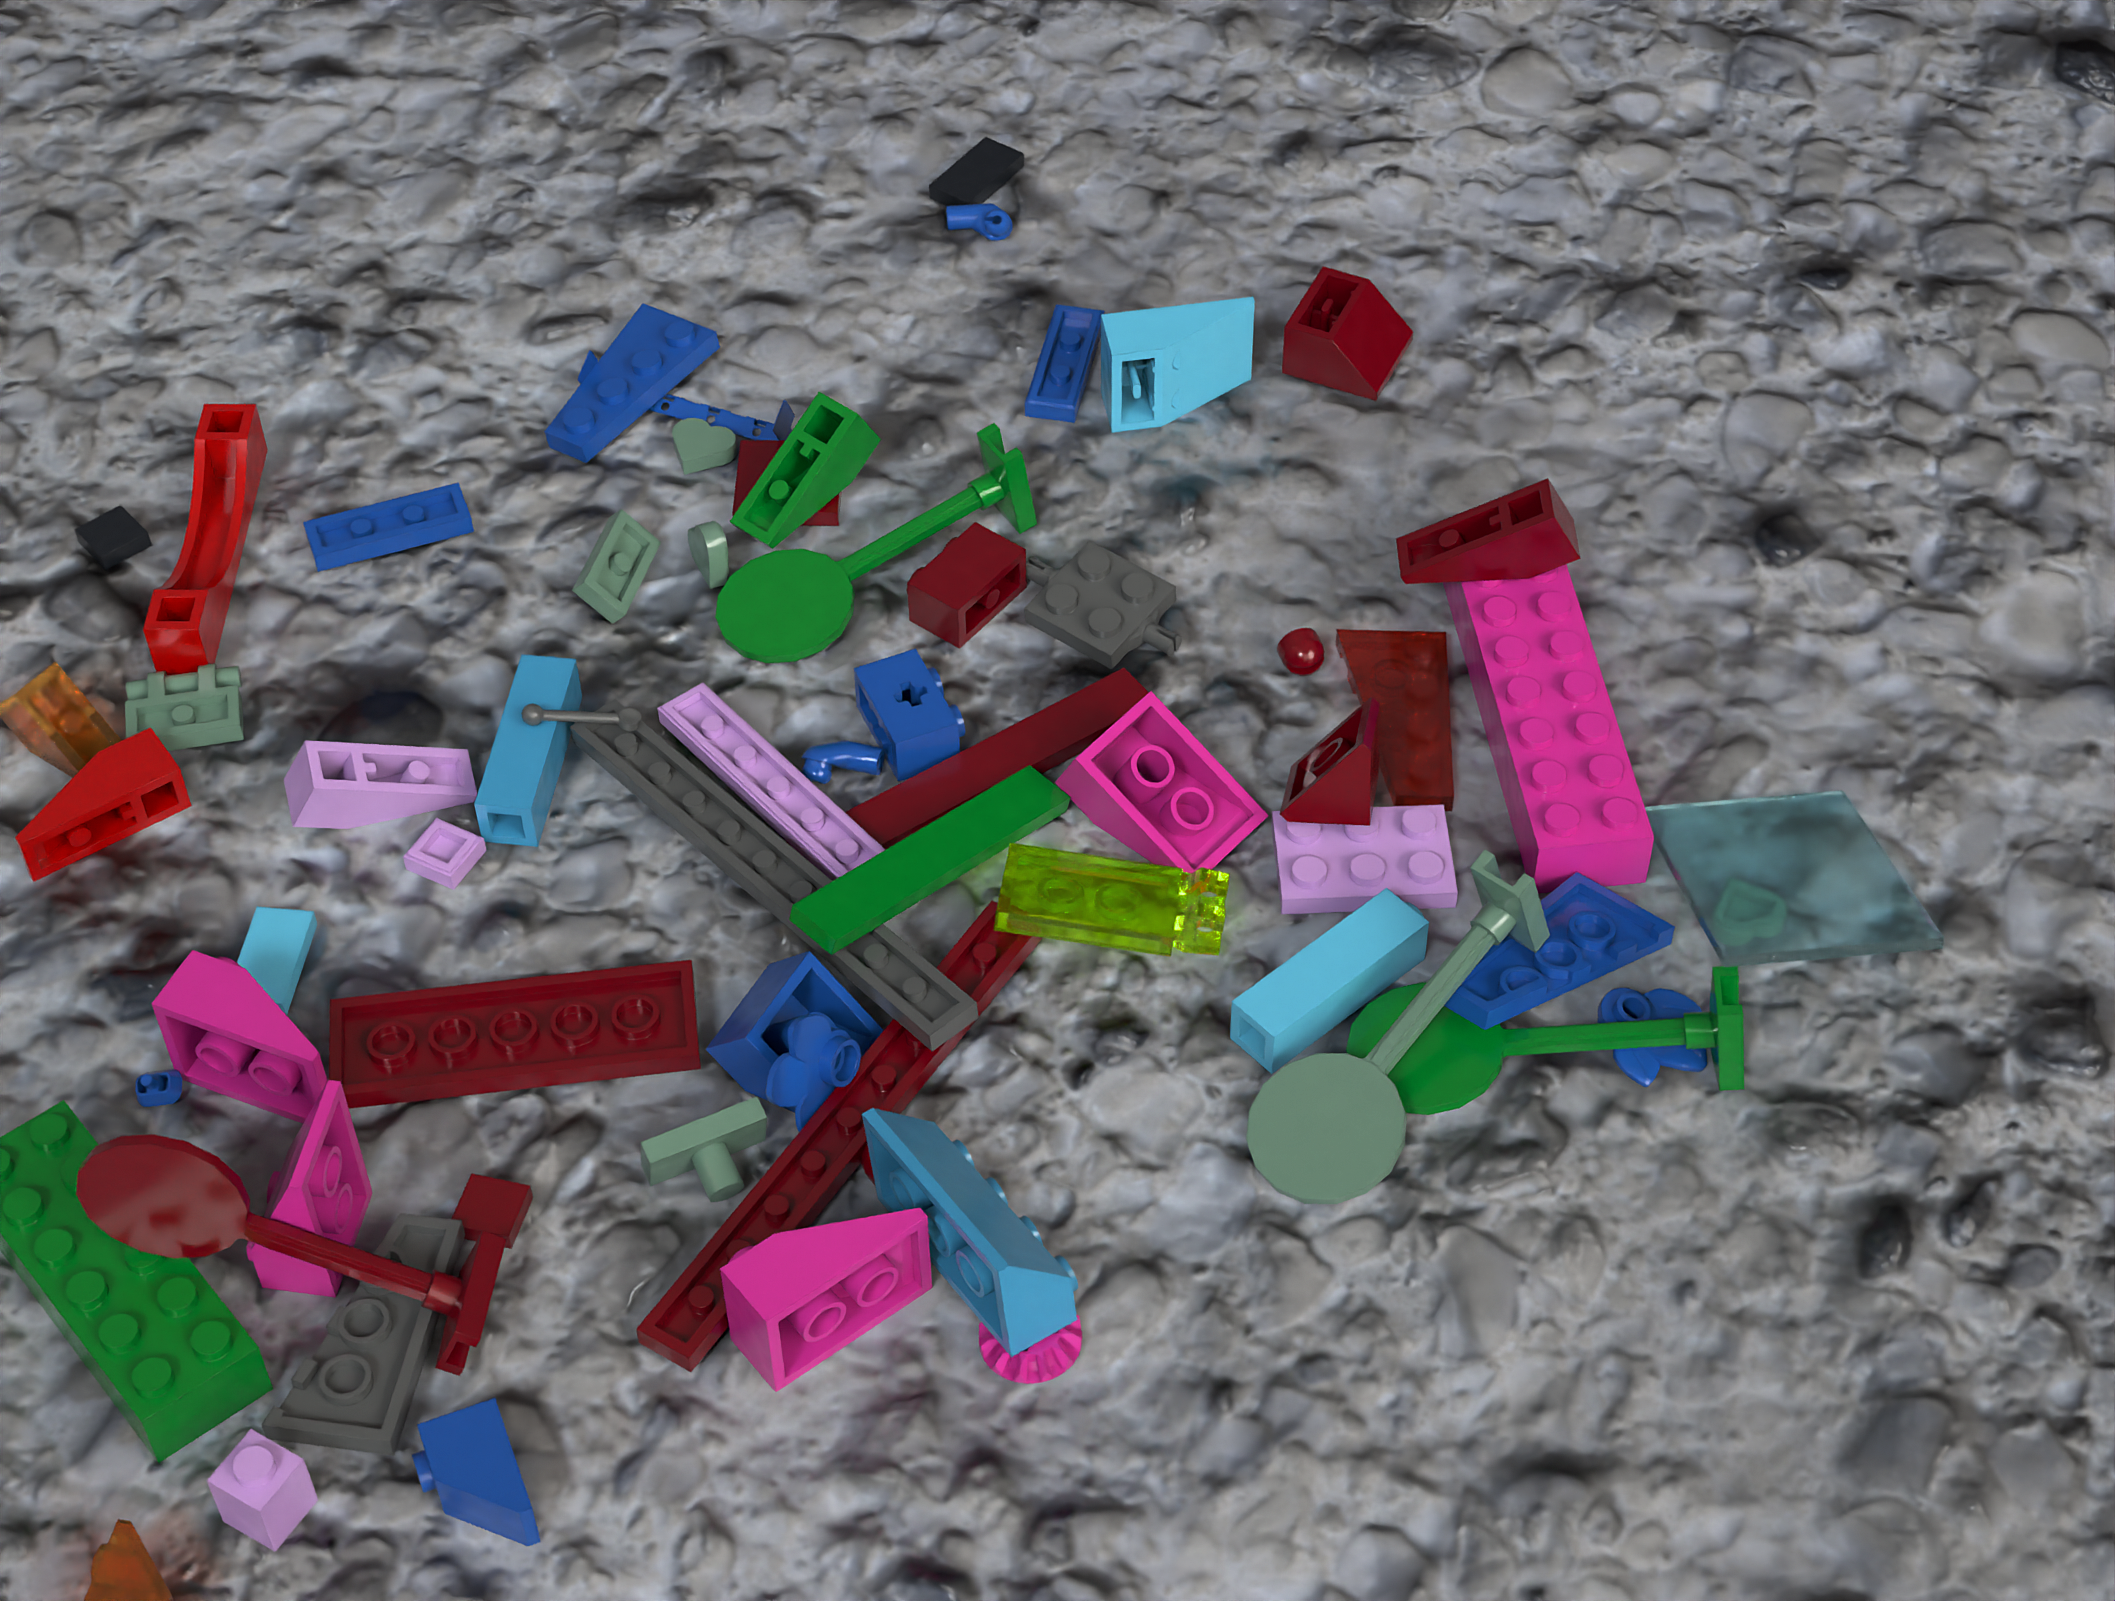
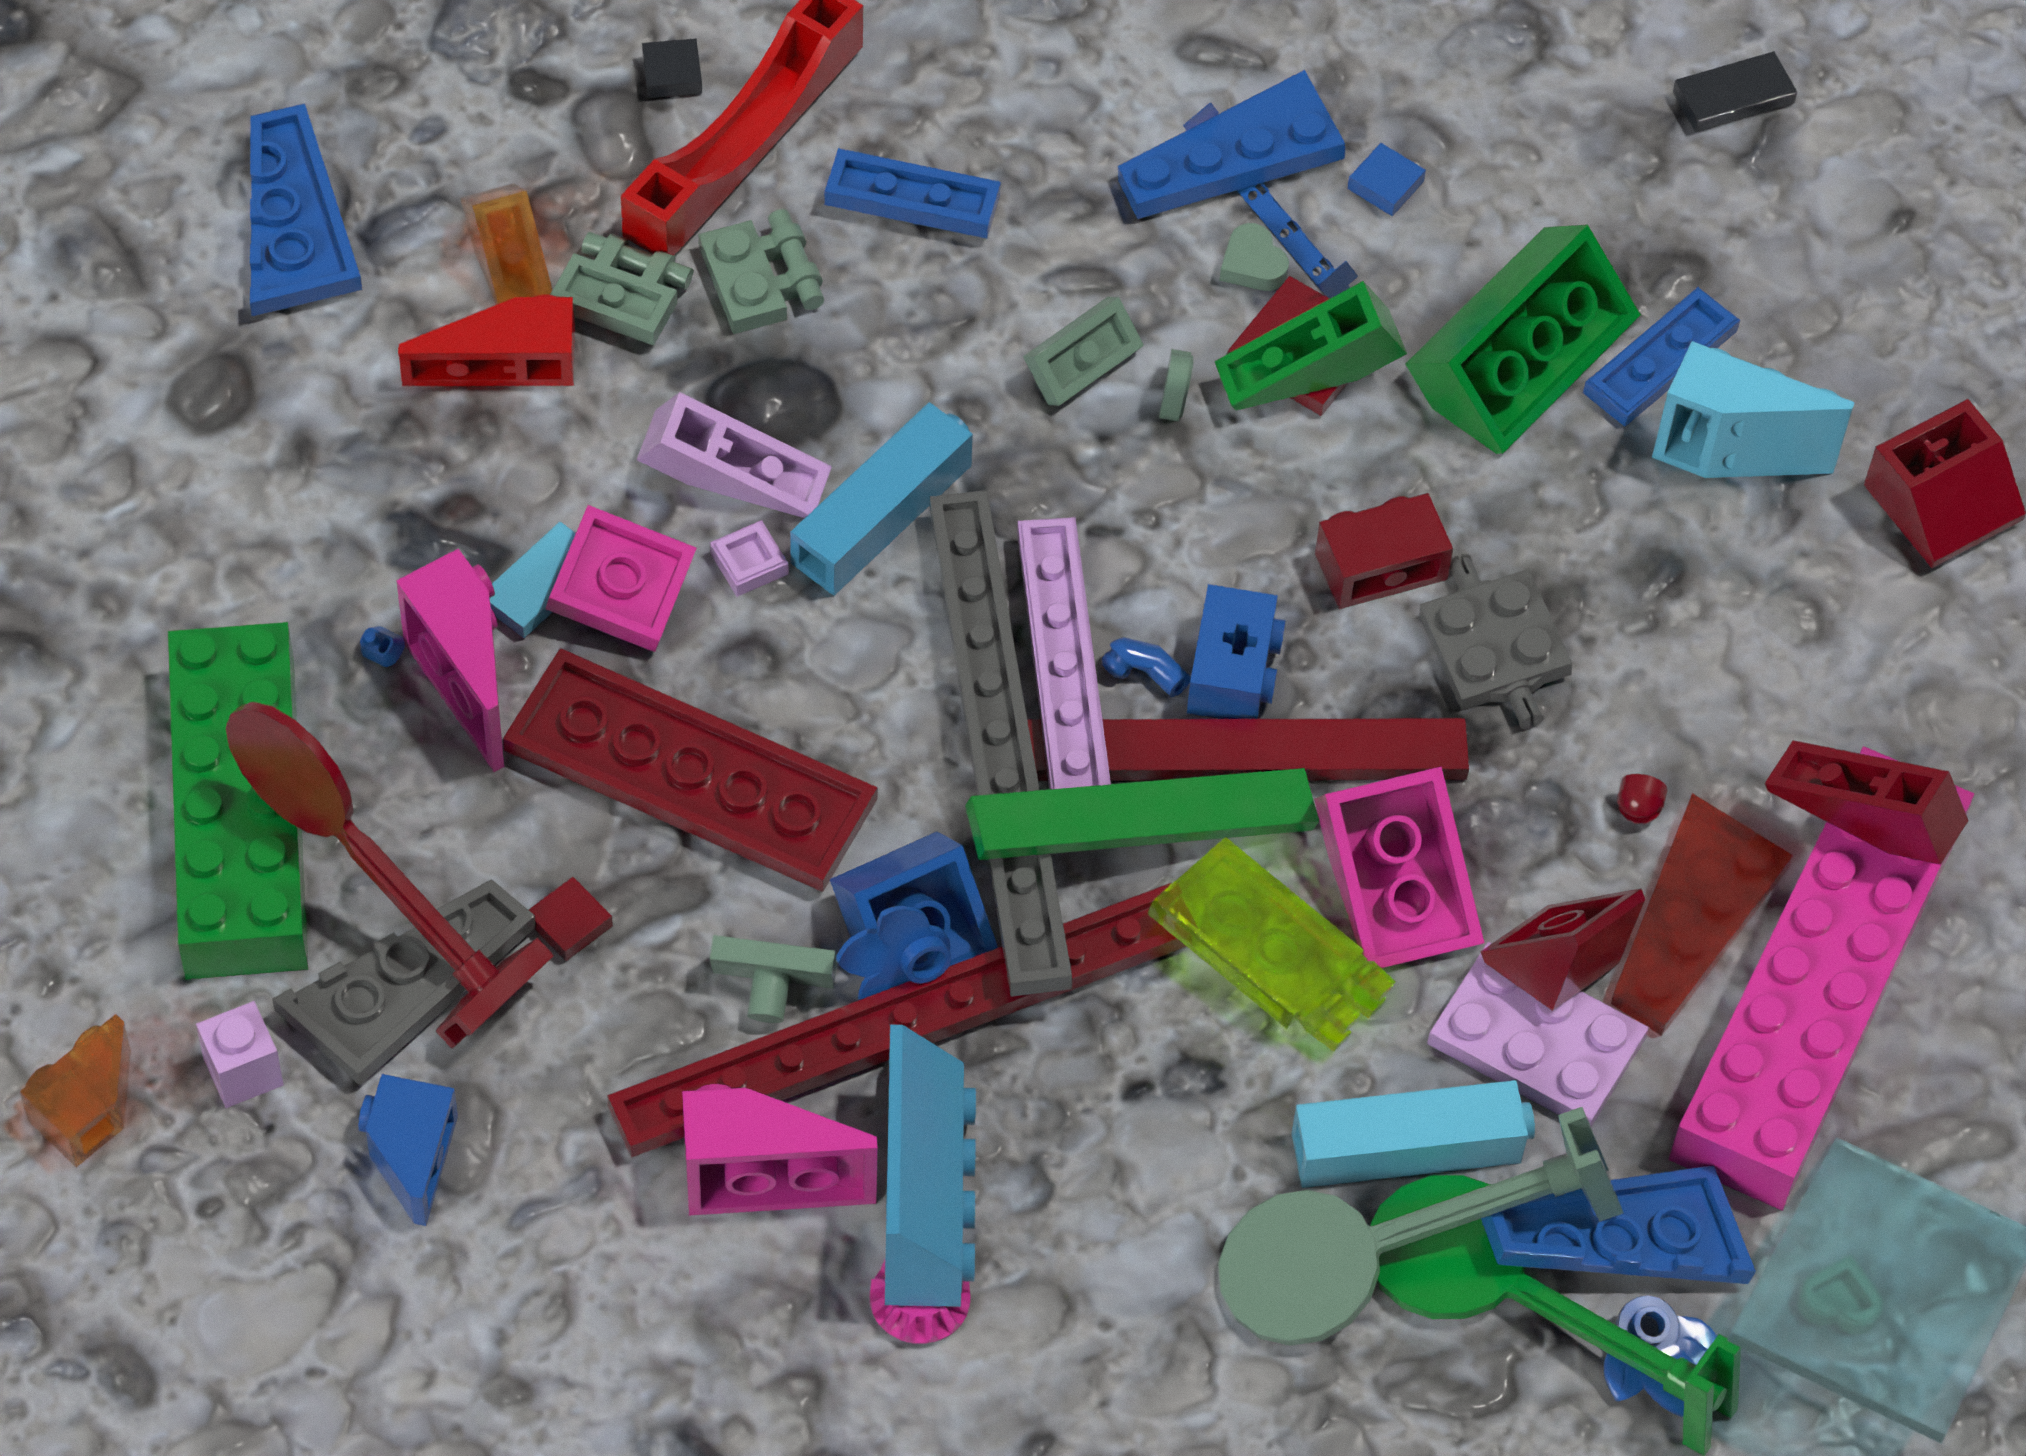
camera: 30 degrees right, 10 degrees up
(290, 656) = (744, 277): none -> sand green plate
(319, 1191) = (434, 826): dark pink slope -> none
(345, 920) = (621, 578): none -> dark pink plate
(627, 719) = (979, 519): dark grey hinge -> none
(762, 346) = (1386, 179): none -> blue tile
(802, 599) = (1223, 474): green piece -> none
(952, 383) = (1525, 337): none -> green slope
(983, 218) = (1702, 145): blue arm -> none

